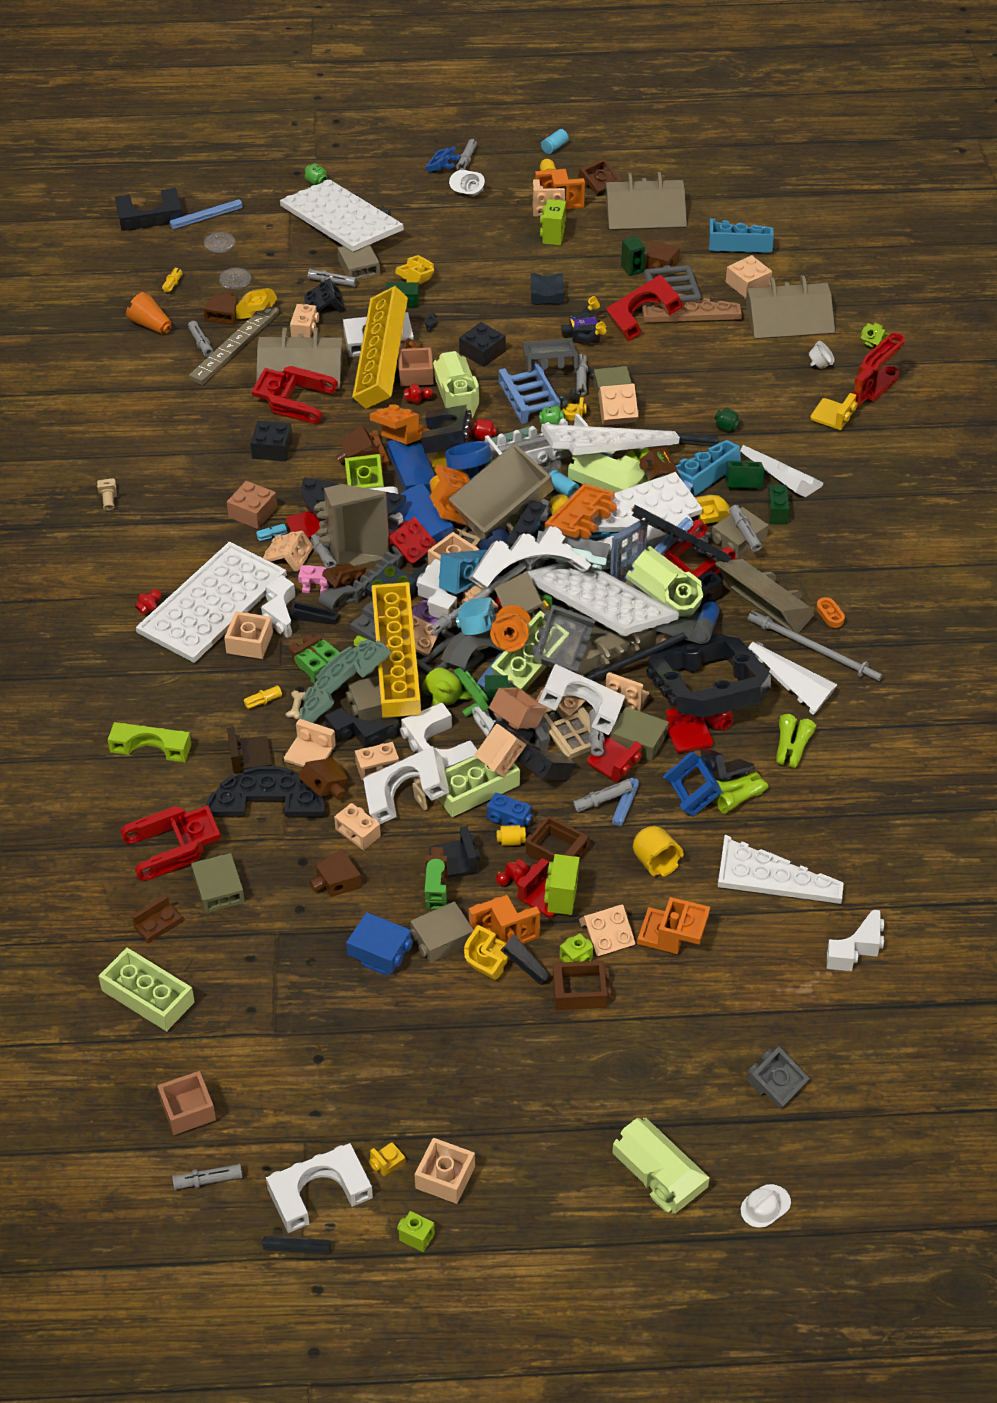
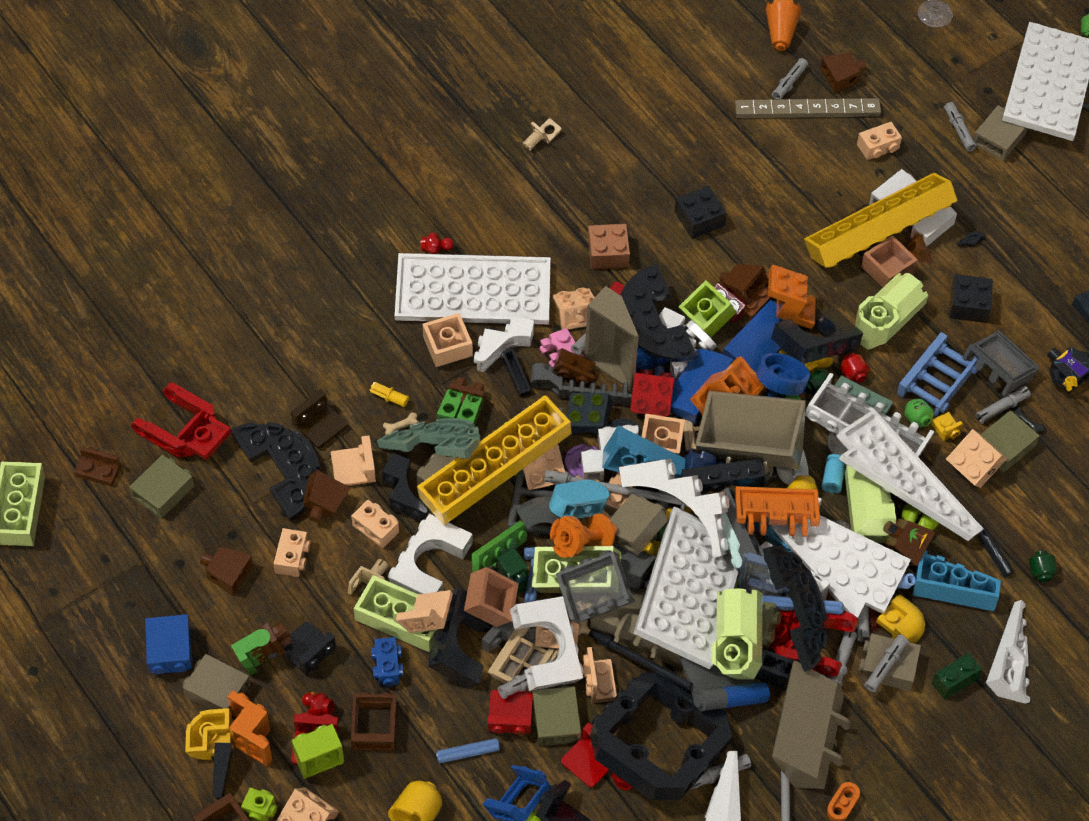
camera: 55 degrees right, 10 degrees up
(128, 737) = (272, 325): lime arch -> none
(172, 280) = (847, 11): yellow axle -> none
(235, 278) = (890, 54): clear dish -> none
(255, 301) = (867, 88): yellow brick -> none
(268, 533) = (587, 280): medium azure piece -> none
(279, 386) = (769, 174): red plate -> none
(309, 353) = (819, 171): dark tan piece -> none
(325, 294) = (928, 136): black bracket -> none
(383, 784) = (346, 544): white arch -> none
(410, 289) = (984, 194): dark green brick -> none
(415, 395) = (857, 285): red animal -> none
(416, 270) = (1025, 186): yellow brick -> none
(444, 687) = (490, 522): lime piece -> none
(511, 835) = (361, 678): yellow brick -> none
(571, 397) = (948, 410): pearl dark grey piece -> none
(598, 797) = (450, 723): light grey pin -> none
(744, 474) = (972, 622): dark green brick -> none

